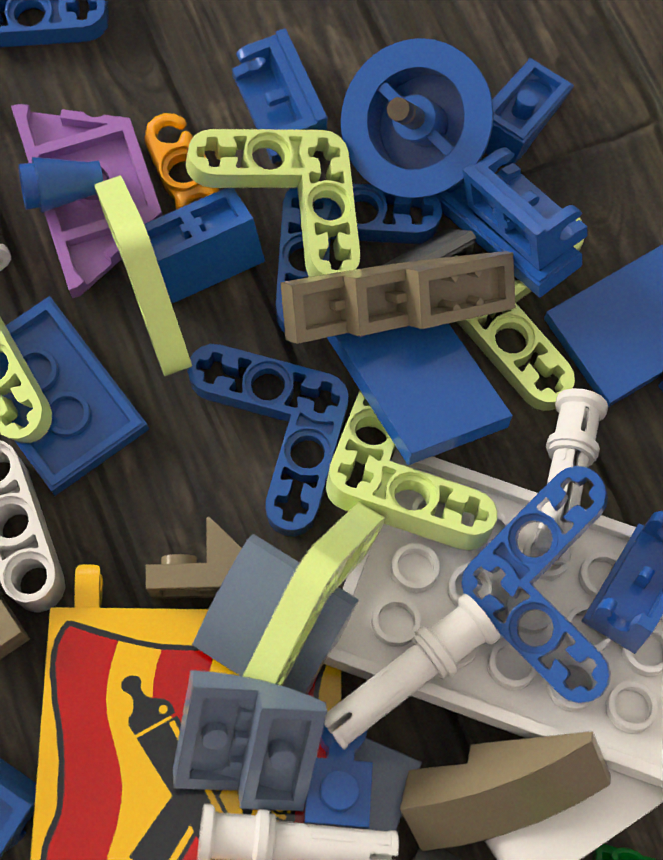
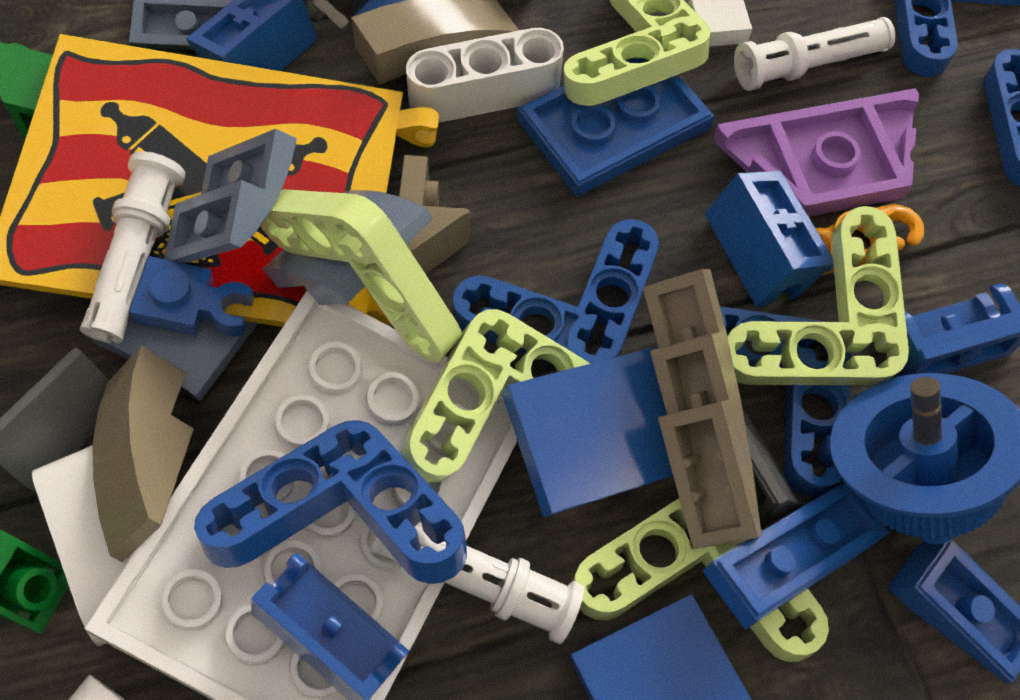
camera: 95 degrees right, 10 degrees down
(57, 182) = (828, 107): blue cone -> none
(144, 274) = (738, 129): yellowish green beam -> none
(433, 654) = (281, 377): white pin -> none
(521, 210) = (816, 555): blue hinge -> none

